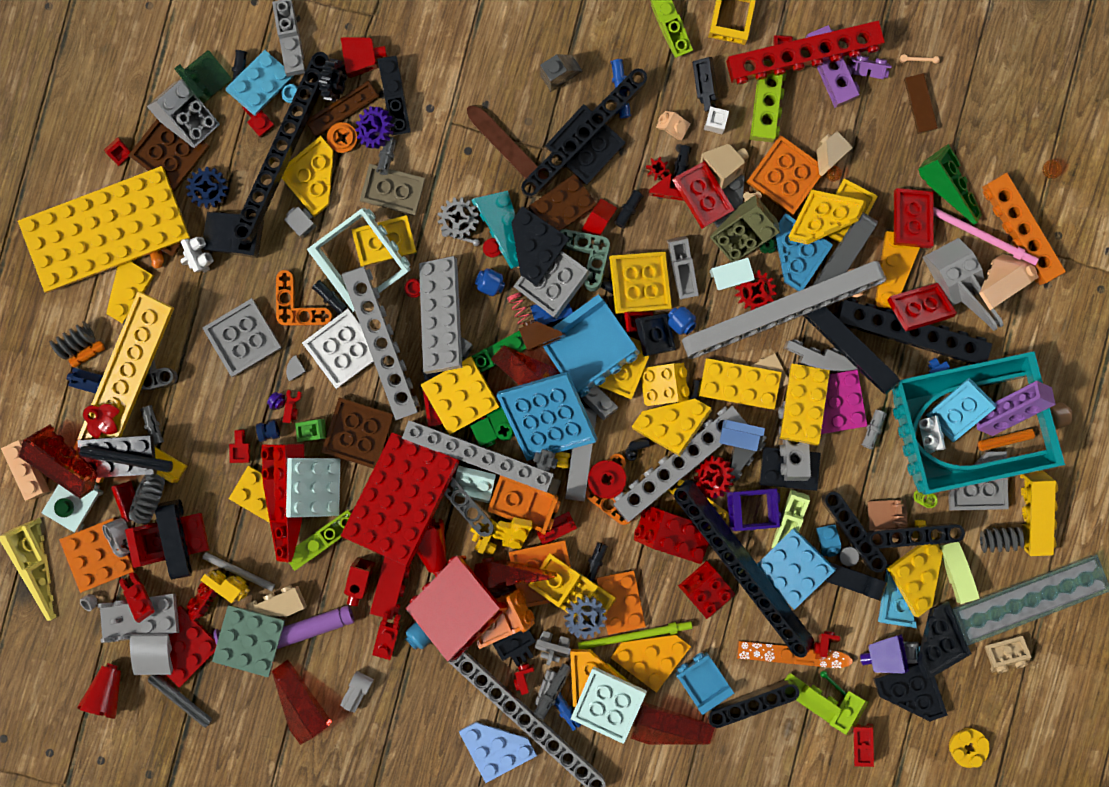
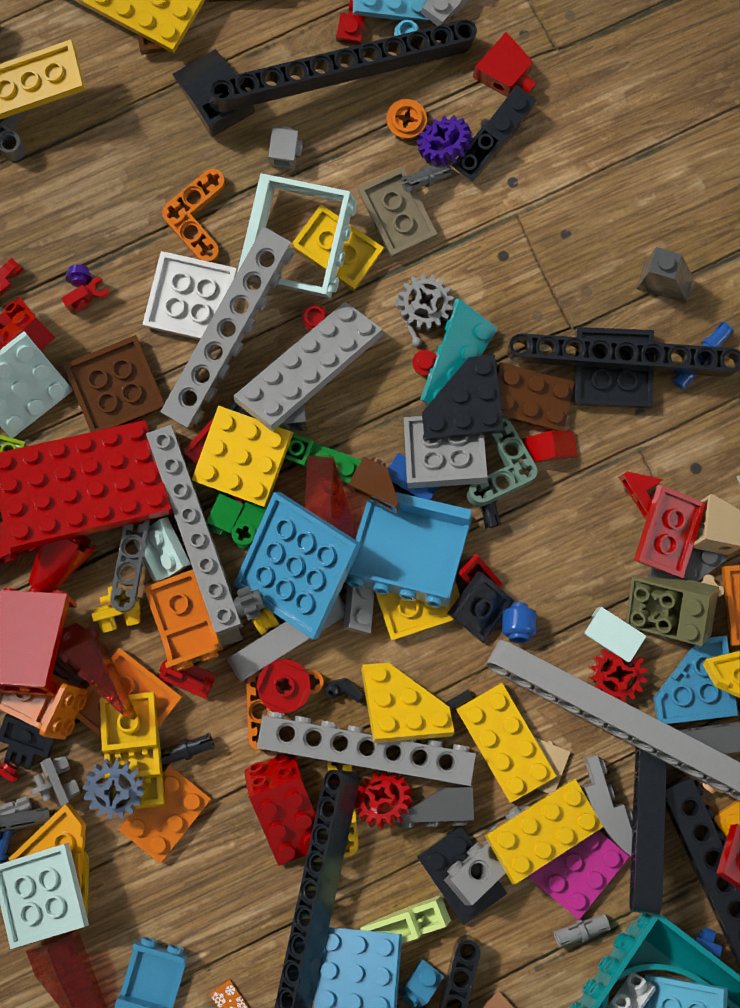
camera: 45 degrees right, 5 degrees down
(127, 282) = (81, 27): yellow wing -> none
(157, 259) = (125, 39): orange arm -> none
(193, 255) = (159, 72): white hips -> none
(203, 183) = (235, 38): dark blue gear -> none
(242, 337) = (115, 188): light grey plate -> none
(267, 431) = (41, 293): dark blue wheel -> none
(294, 368) = (128, 267): light grey tile -> none
(311, 175) = (340, 120): yellow plate -> none
(311, 430) = (78, 336): bright green slope -> none
(329, 297) = (232, 240): black pin -> none
(332, 79) = (456, 58): black gear -> none
(342, 108) = (436, 96): reddish brown tile -> none
(489, 282) = (387, 389): blue head -> none
(503, 143) = (542, 282): copper piece -> none
(513, 533) = (142, 635): yellow hinge -> none
(514, 296) = (396, 428): coral piece -> none
(628, 209) = (586, 468): black pin -> none
(640, 282) = (521, 544): yellow plate -> none
(651, 658) = (132, 899): light orange plate -> none
(662, 168) = (657, 454): red gear -> none
(664, 384) = (437, 662): yellow bracket -> none
(672, 628) = (183, 894): lime bar -> none
(673, 124) = (714, 440): light nougat bracket -> none
(681, 164) = (684, 482): black pin -> none
(682, 267) = (575, 576): light grey slope -> none
(706, 589) = (255, 896): red bracket -> none
(735, 511) = (365, 854): dark purple window -> none
(741, 435) = (452, 790): medium blue panel -> none
(768, 249) = (676, 653): dark green plate -> none

